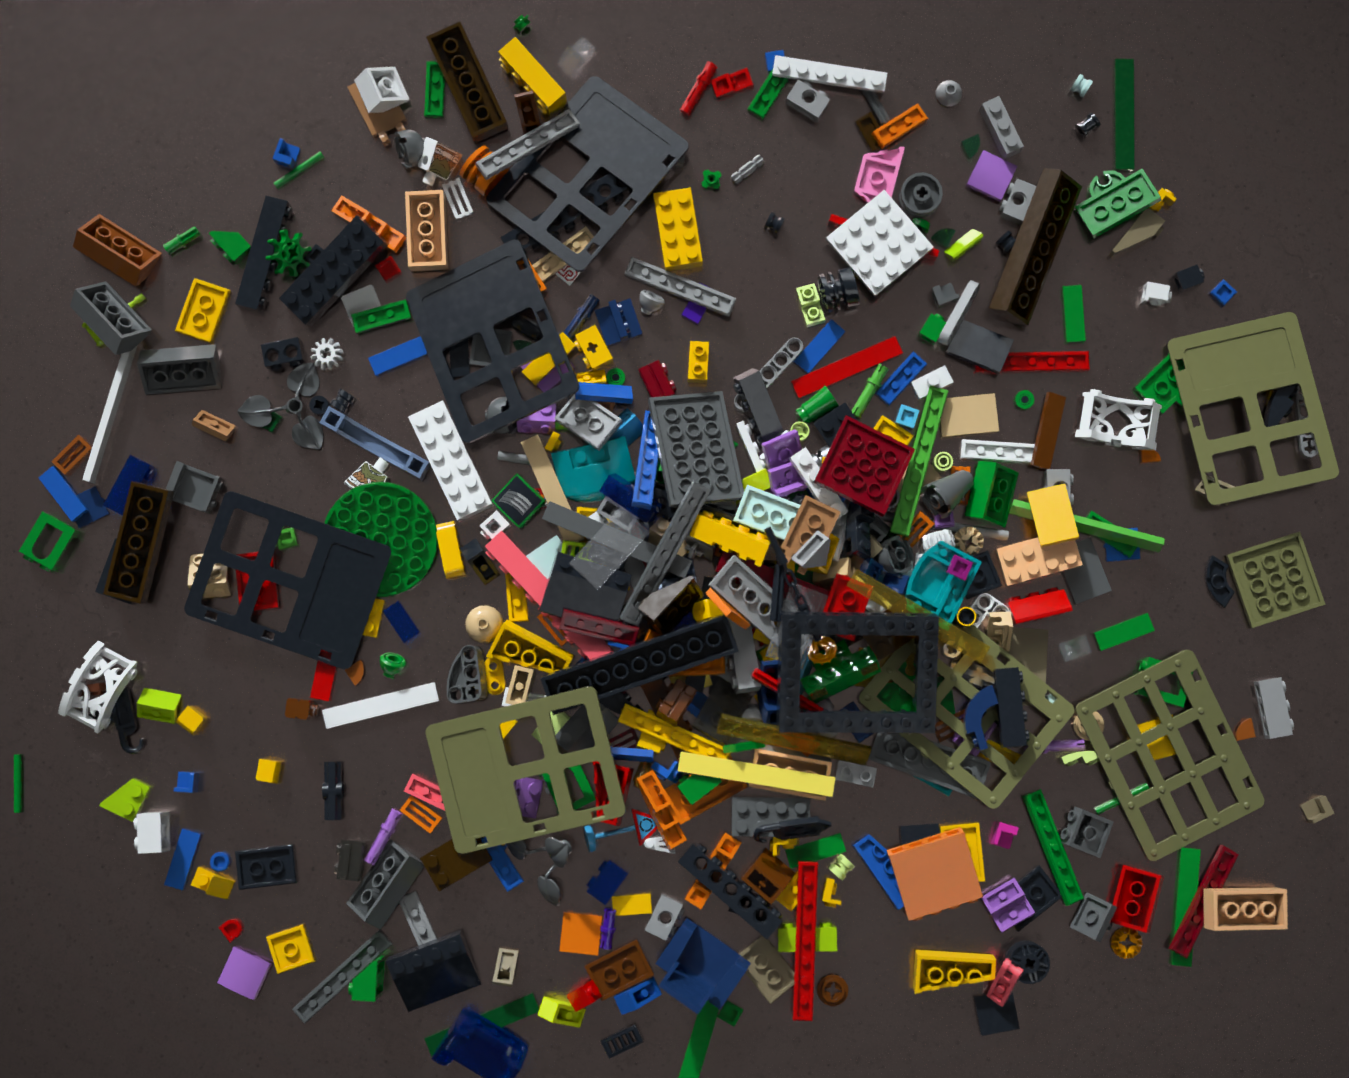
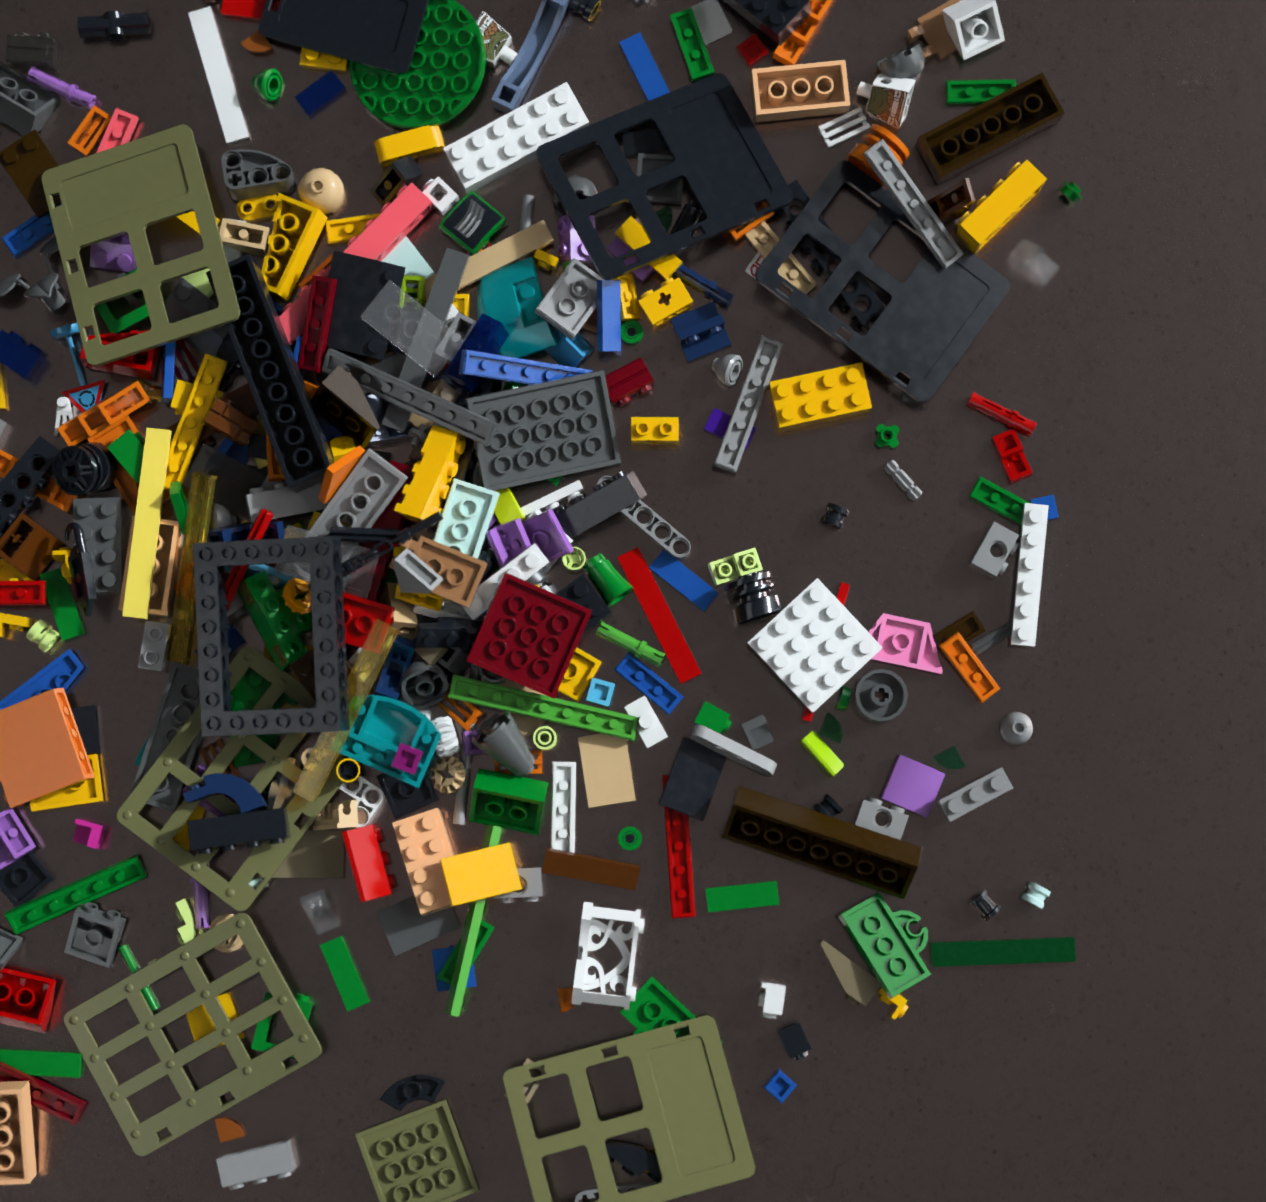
camera: 90 degrees right, 0 degrees up
(671, 774) = (148, 416): blue bracket -> none
(705, 816) = (84, 468): none -> black wheel

